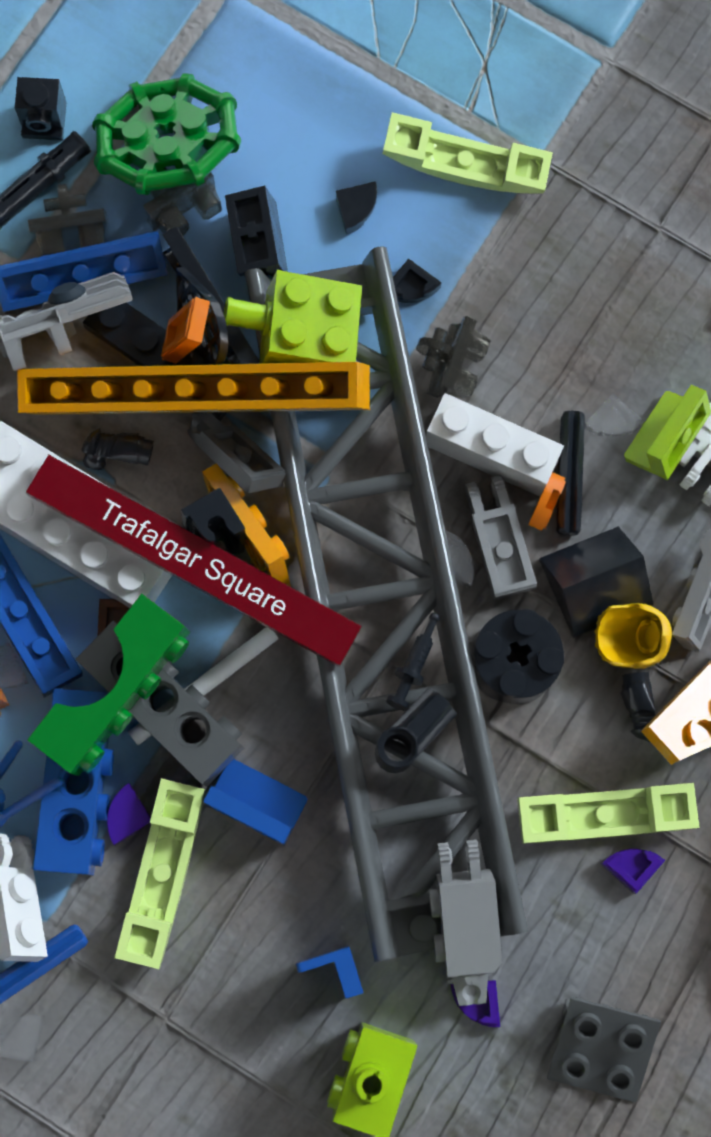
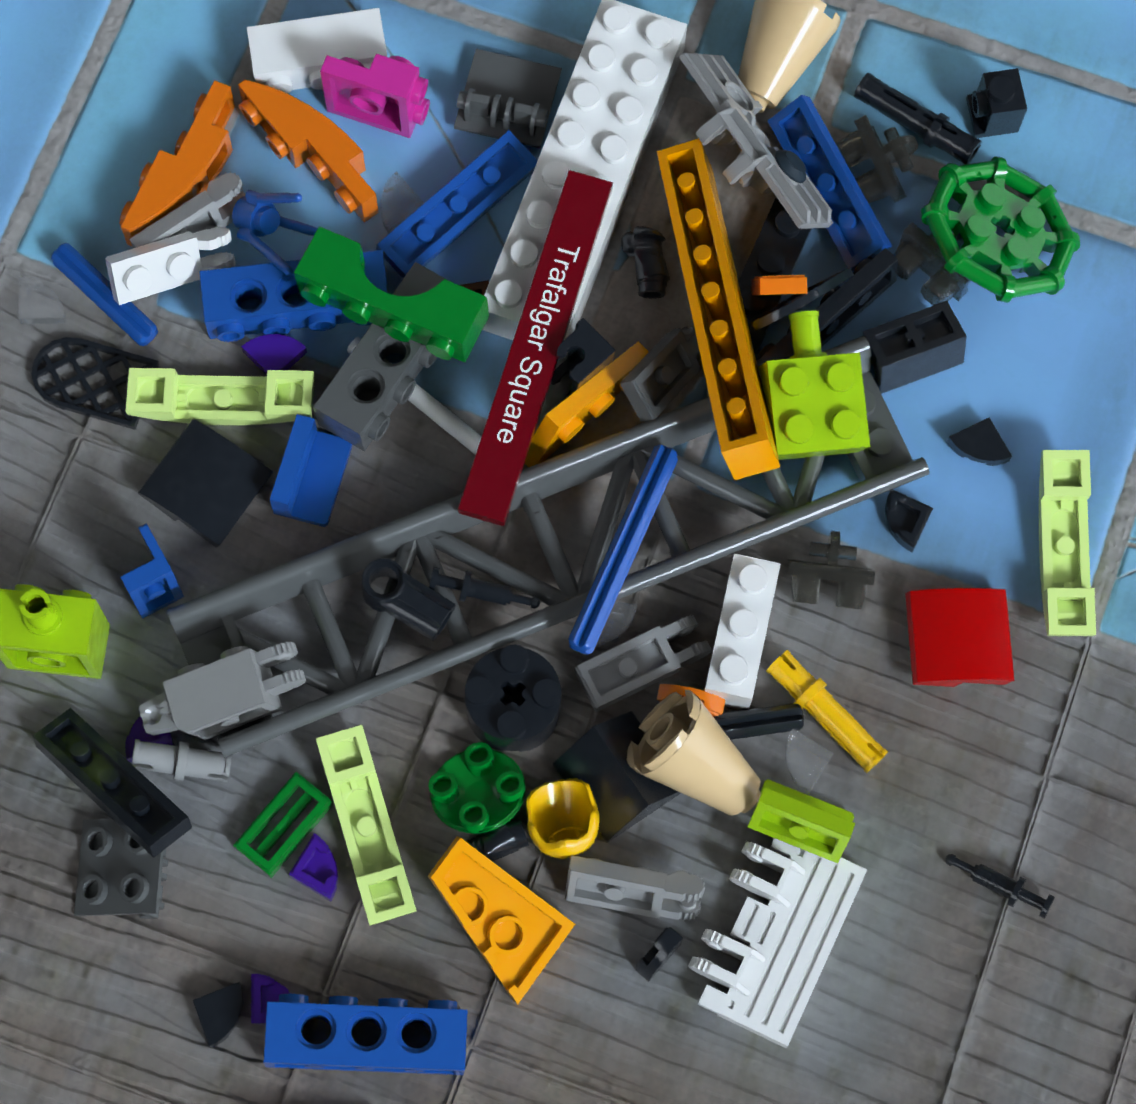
camera: 80 degrees right, 5 degrees down
(77, 992) = (73, 406): none -> black window
(243, 904) = (205, 482): none -> black slope
(407, 525) = (623, 550): none -> blue axle
(514, 977) = (181, 761): none -> light grey pin
(529, 265) = (959, 636): none -> red slope
(530, 1043) = (112, 782): none -> black plate
(561, 398) = (827, 711): none -> yellow pin
(590, 707) = (477, 790): none -> green dish
(600, 511) = (694, 756): none -> tan cone
(612, 921) = (296, 838): none -> green tile

